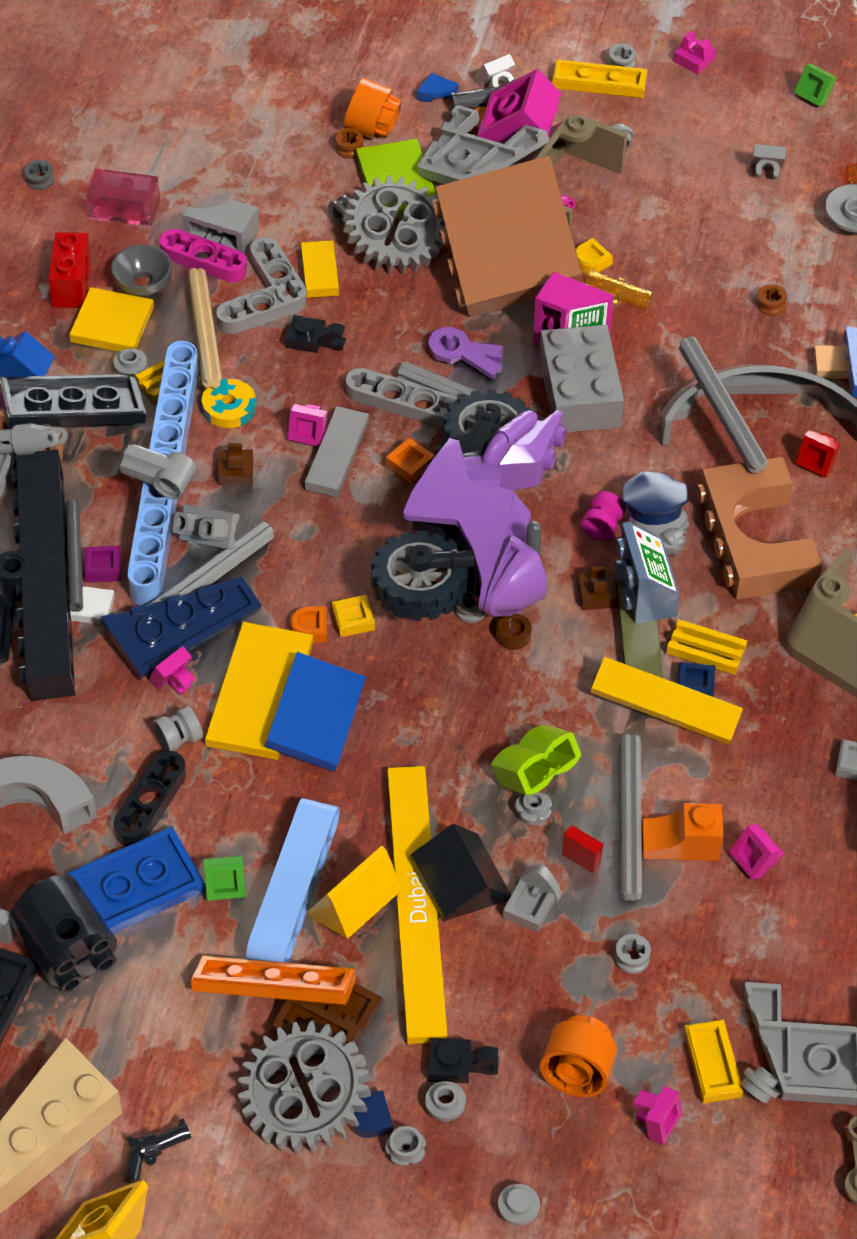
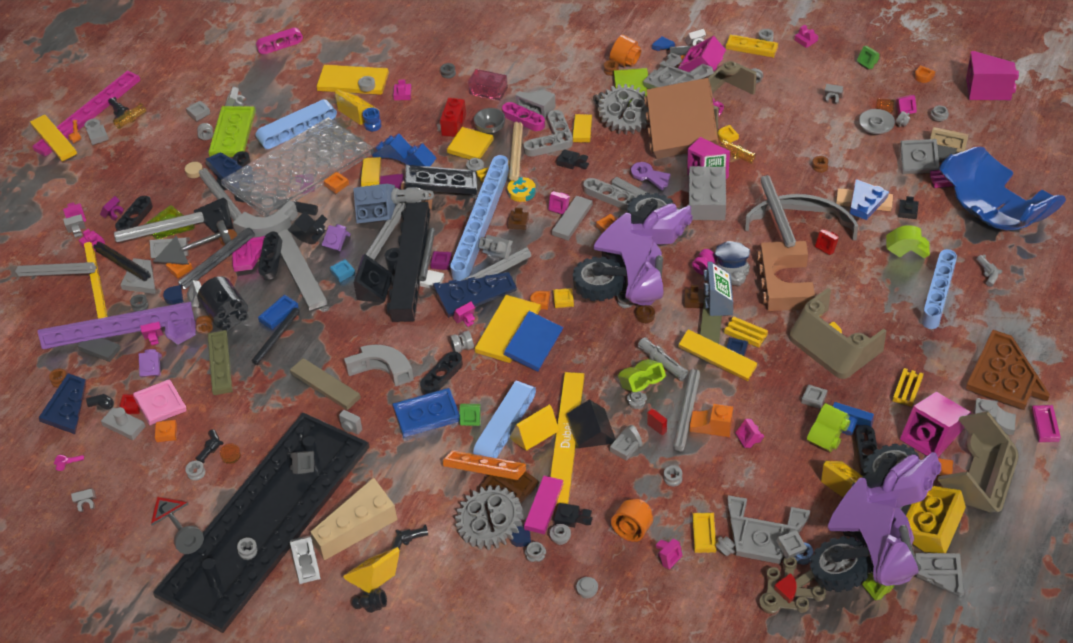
camera: 15 degrees right, 5 degrees down
(63, 931) = (383, 429): black cylinder -> none
(167, 473) = (478, 217): light grey piece -> none
(404, 1048) = (543, 505): none -> dark pink tile
(554, 712) = (656, 353): none -> light grey pin

